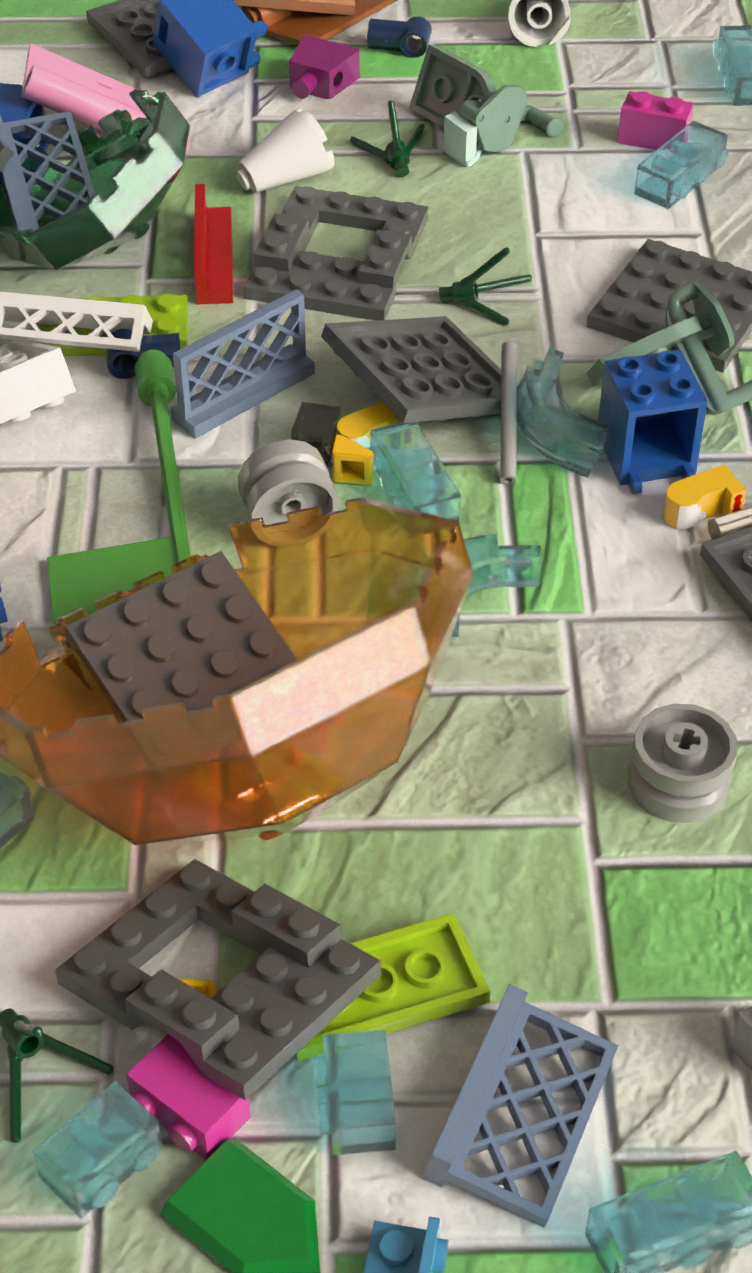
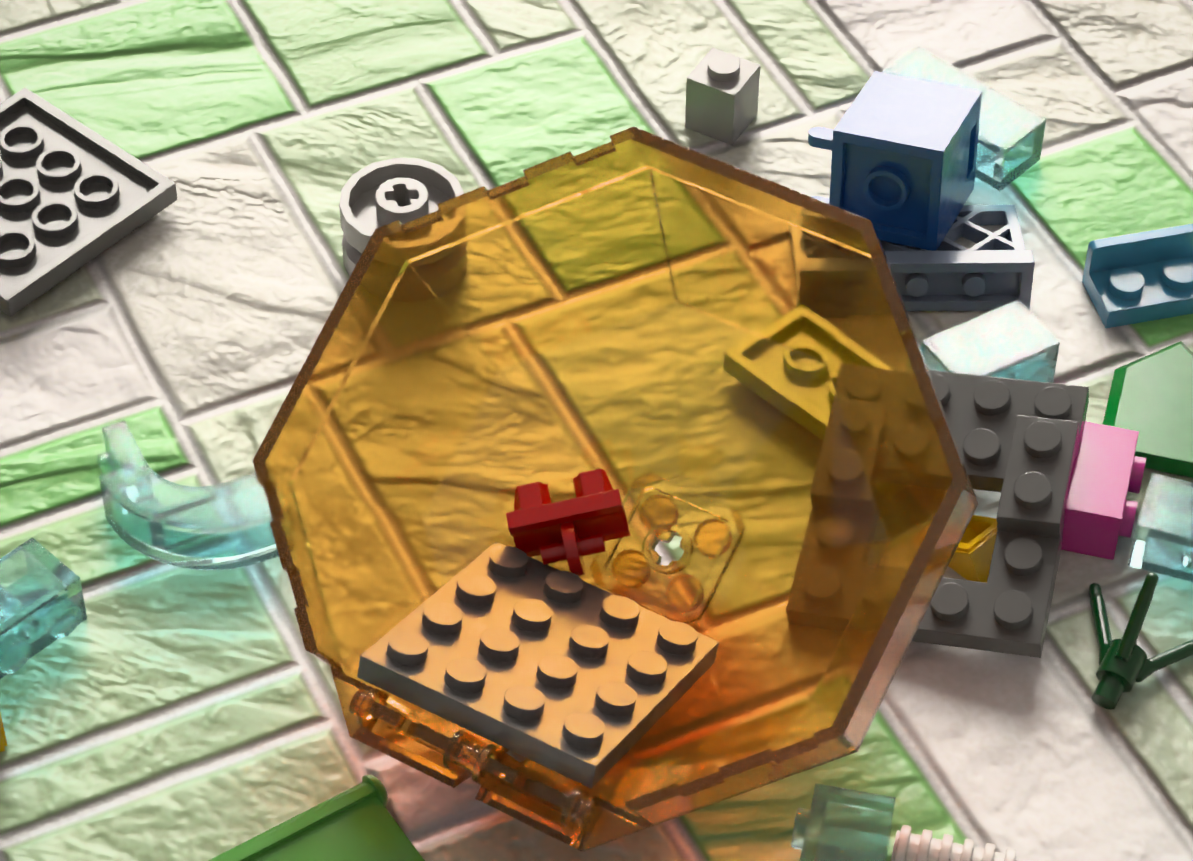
camera: 115 degrees left, 0 degrees up
(285, 479) = (117, 723): light grey wheel -> none
(597, 1102) = (904, 157): none -> blue container

